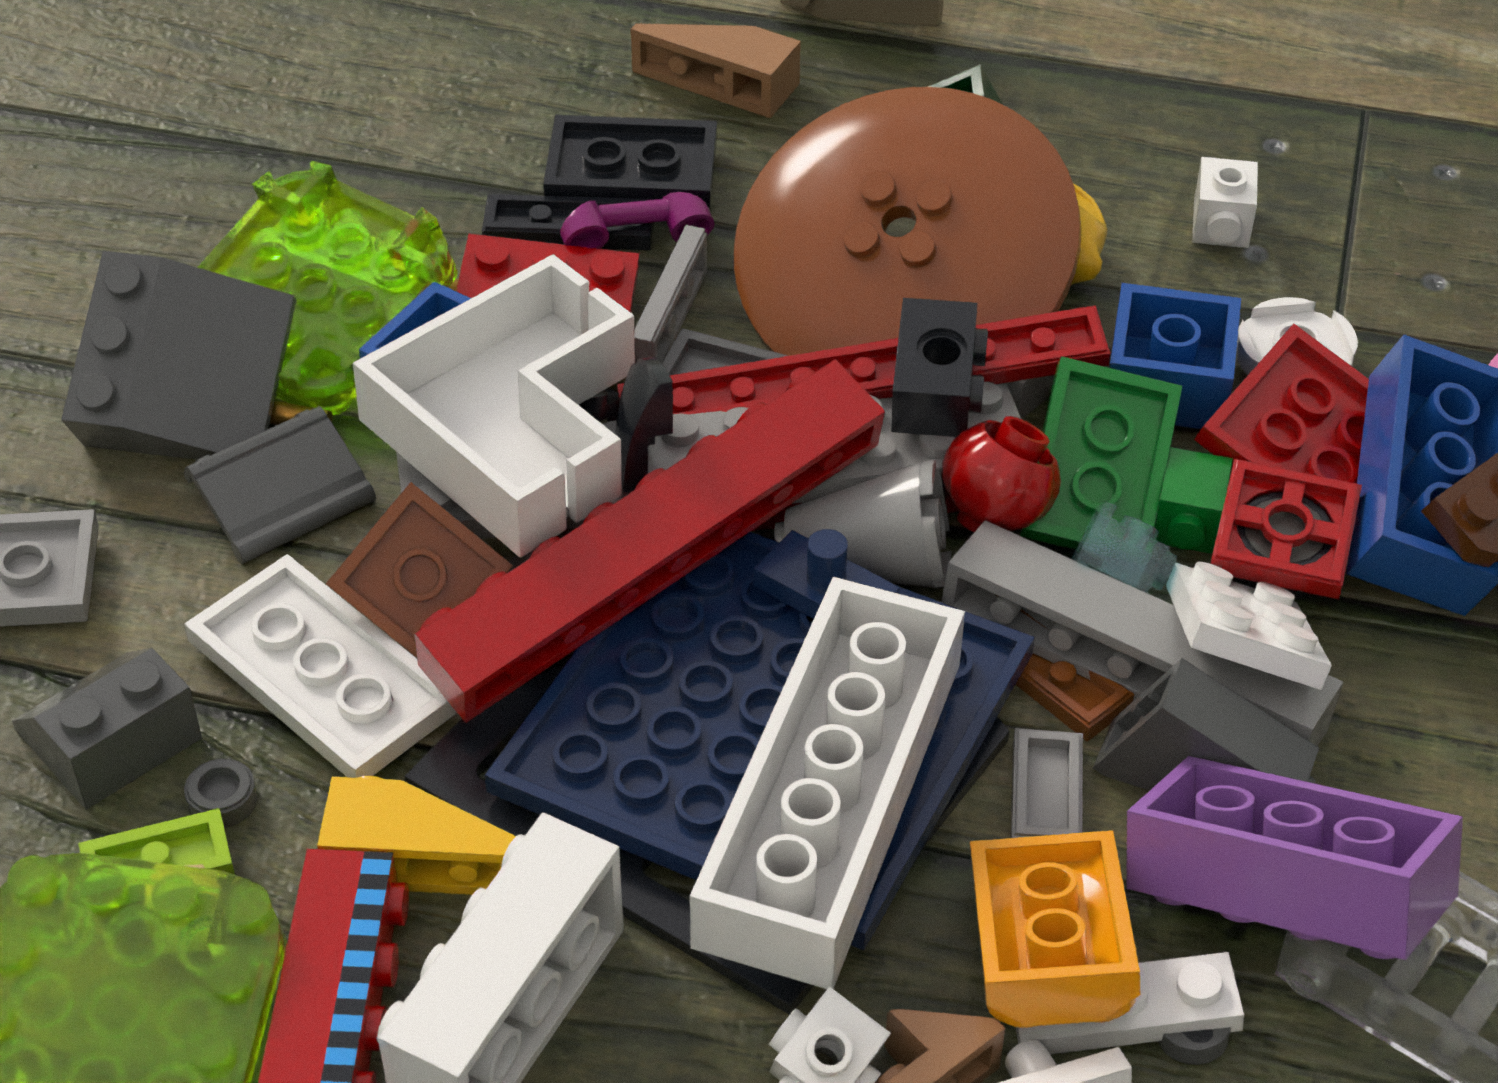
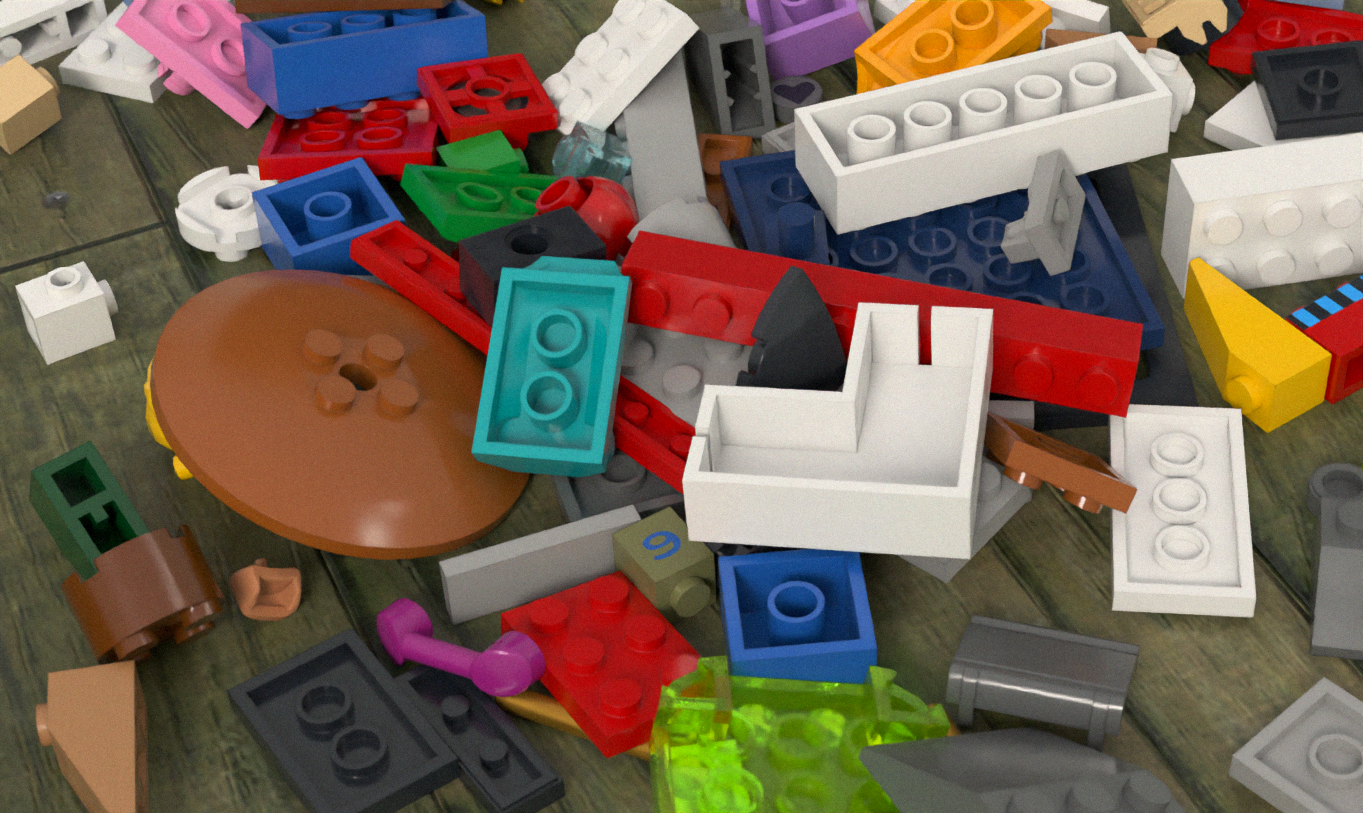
camera: 125 degrees left, 5 degrees down
(679, 763) = (1051, 219): none -> light grey hinge
(804, 318) = (554, 368): none -> teal slope
(811, 80) = (145, 596): none -> reddish brown brick
(1116, 797) = (793, 93): none -> dark grey tile

